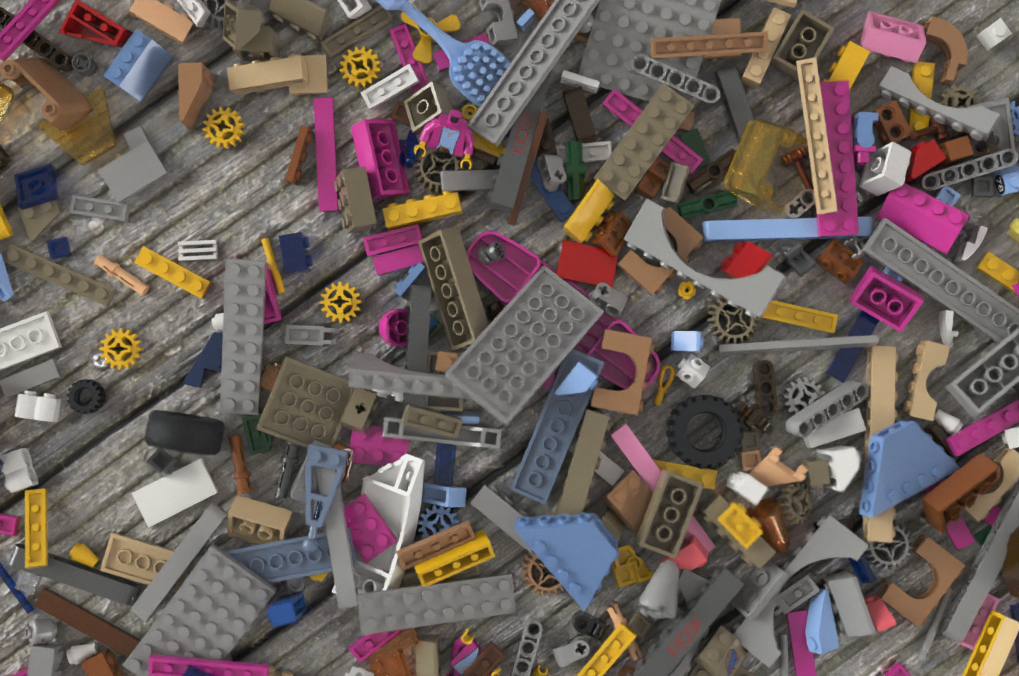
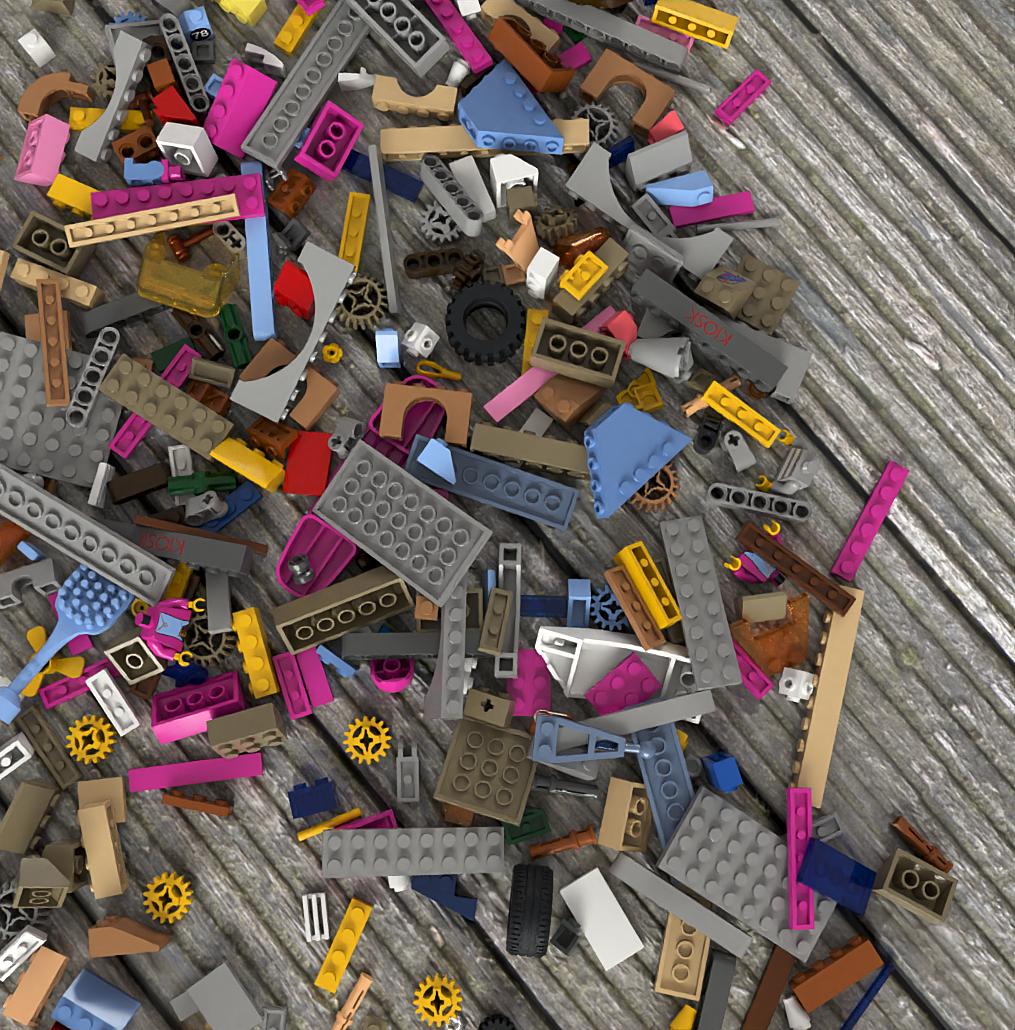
camera: 100 degrees left, 5 degrees down
(499, 511) = (592, 538): light grey brick -> none

